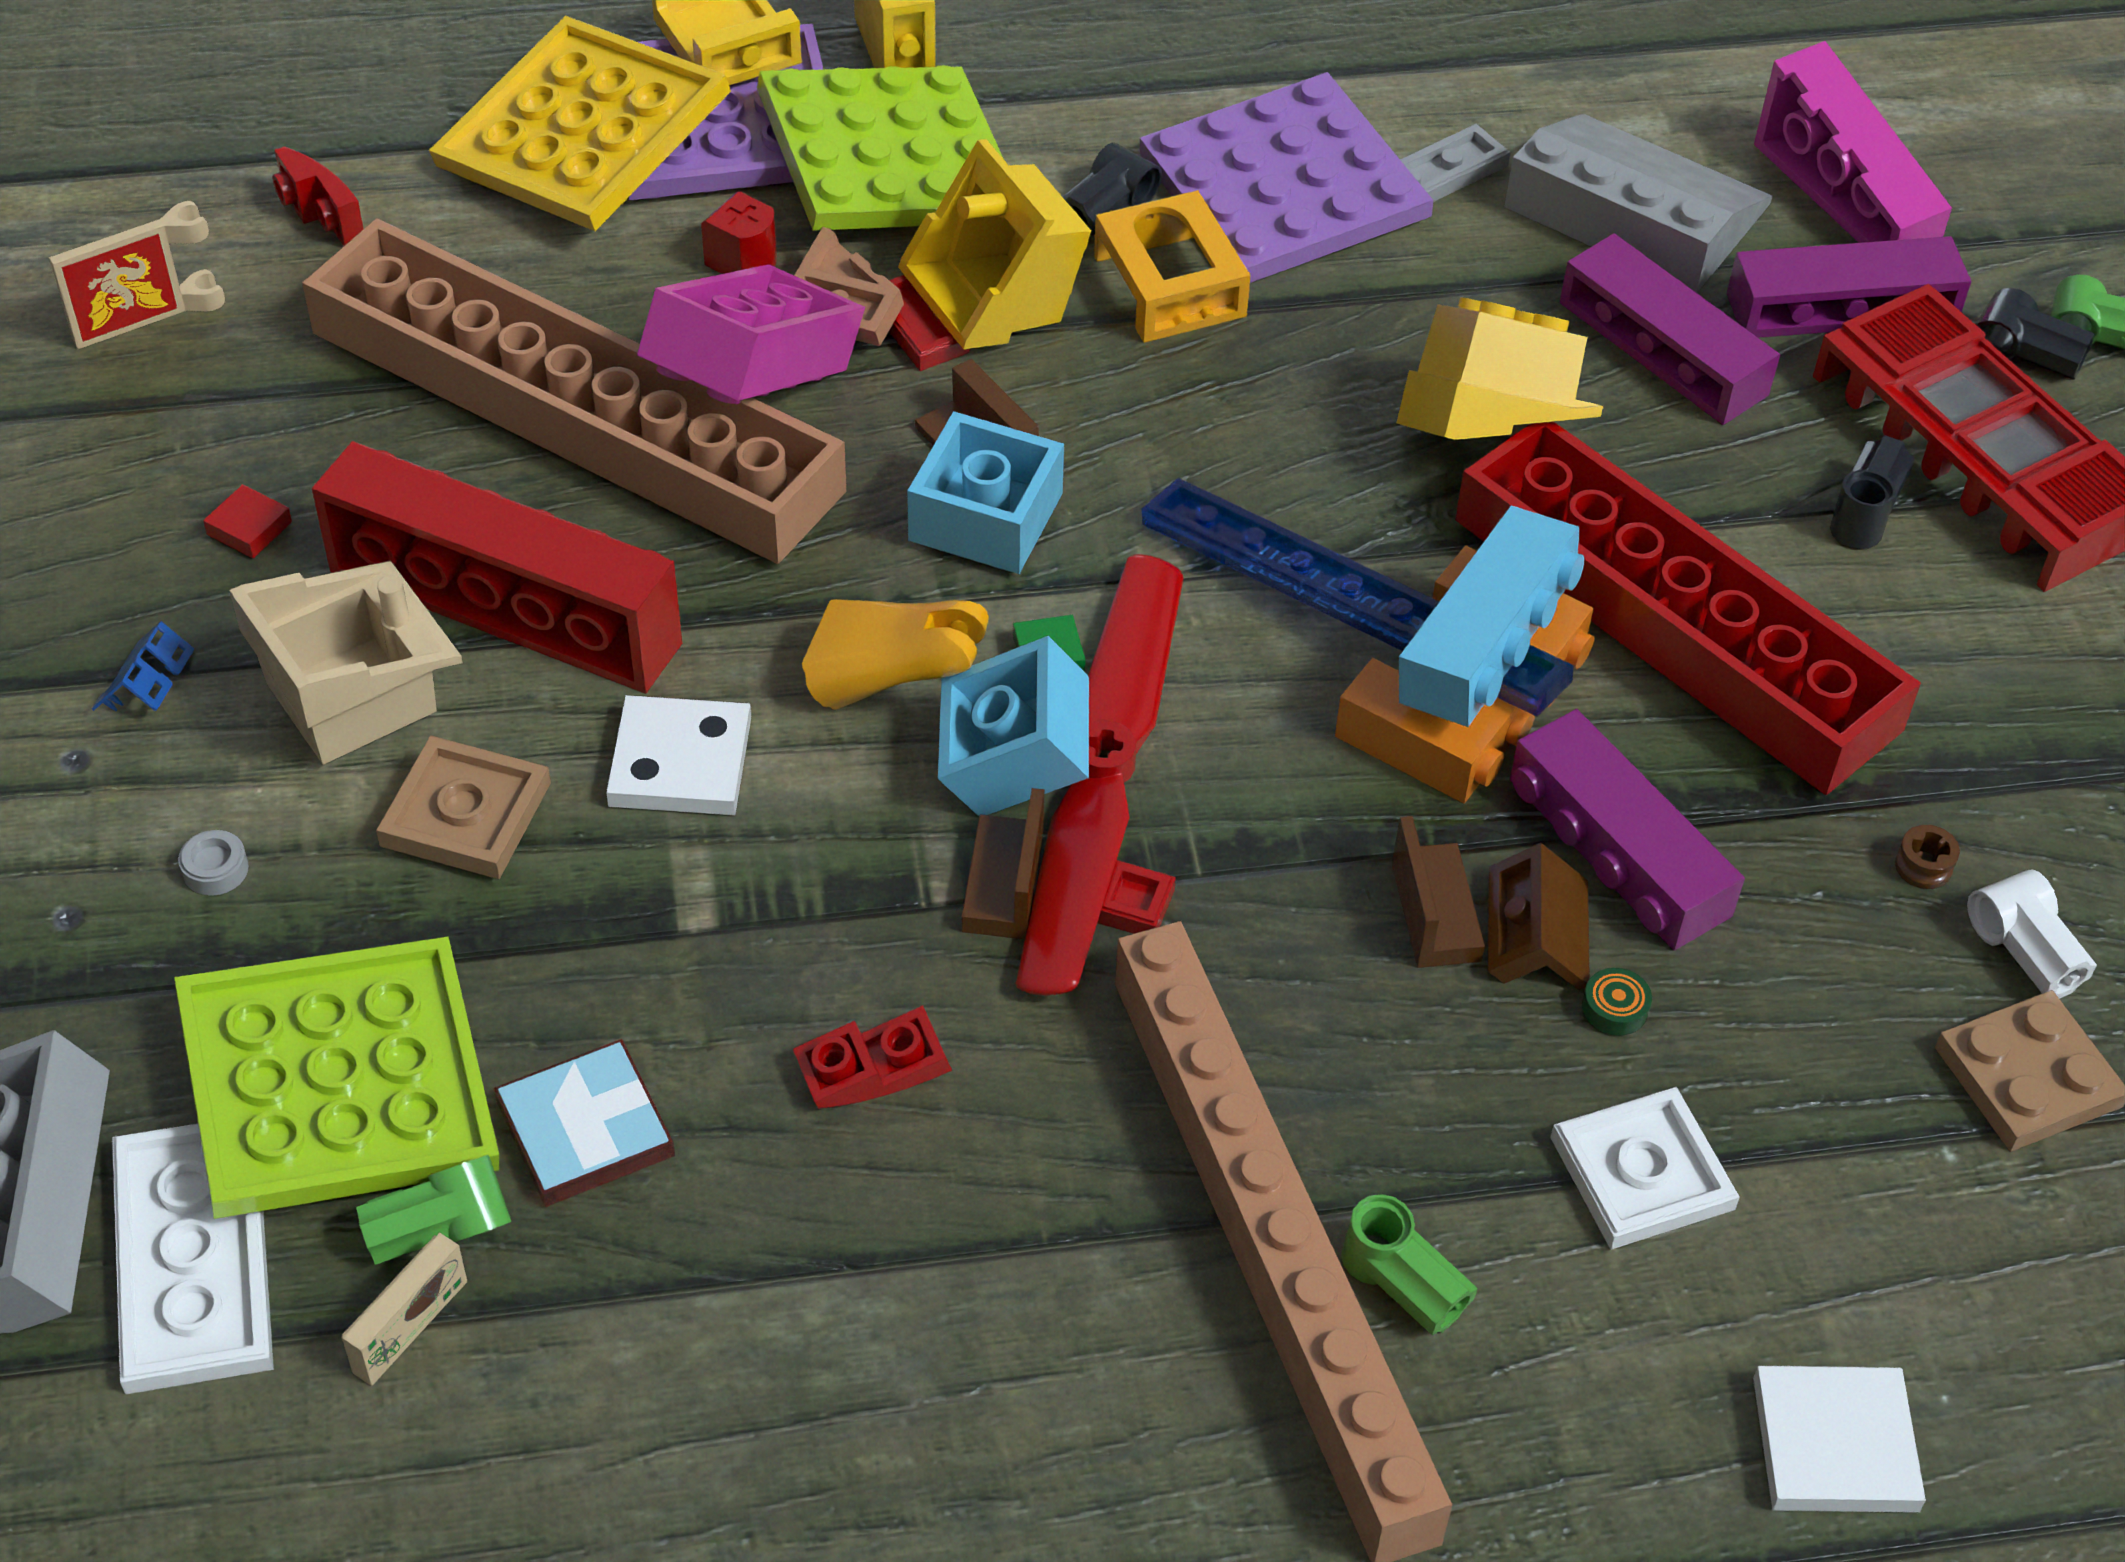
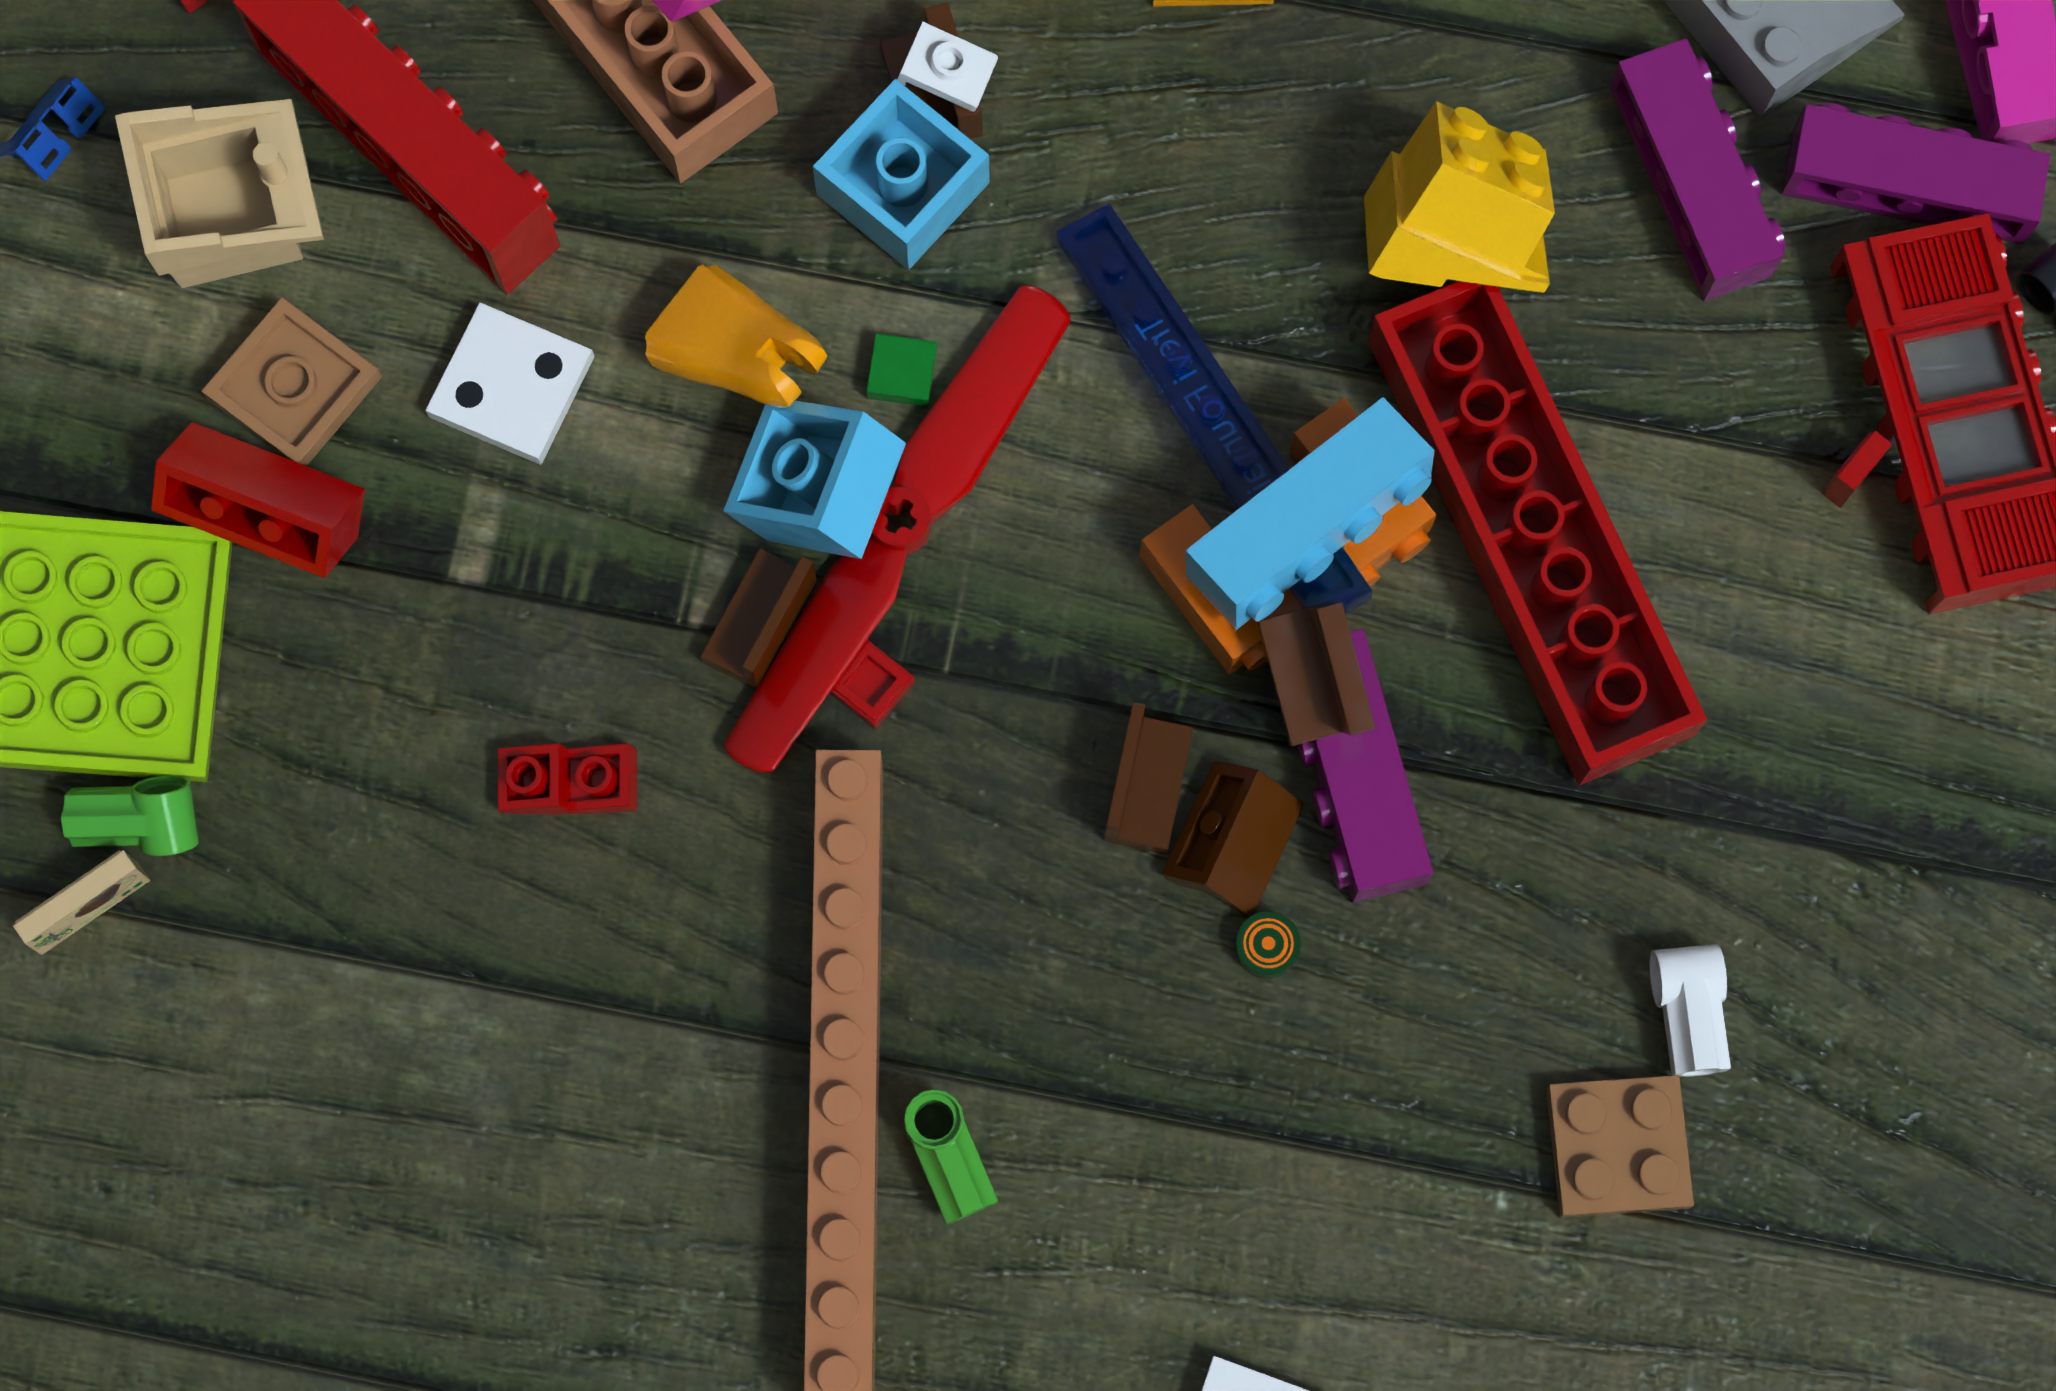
camera: 20 degrees right, 25 degrees up
(213, 862) = (54, 367): light grey tile -> none
(468, 899) = (257, 499): none -> red brick
(584, 1122) = (294, 758): tile -> none
(993, 397) = (948, 67): none -> white bracket
(1563, 734) = (1316, 673): none -> reddish brown panel
(1644, 1168) = (1212, 1122): white tile -> none
(1870, 493) = (1805, 445): black piece -> none
(1922, 872) = (1647, 906): reddish brown bush -> none
(1925, 494) = (1856, 468): none -> red tile

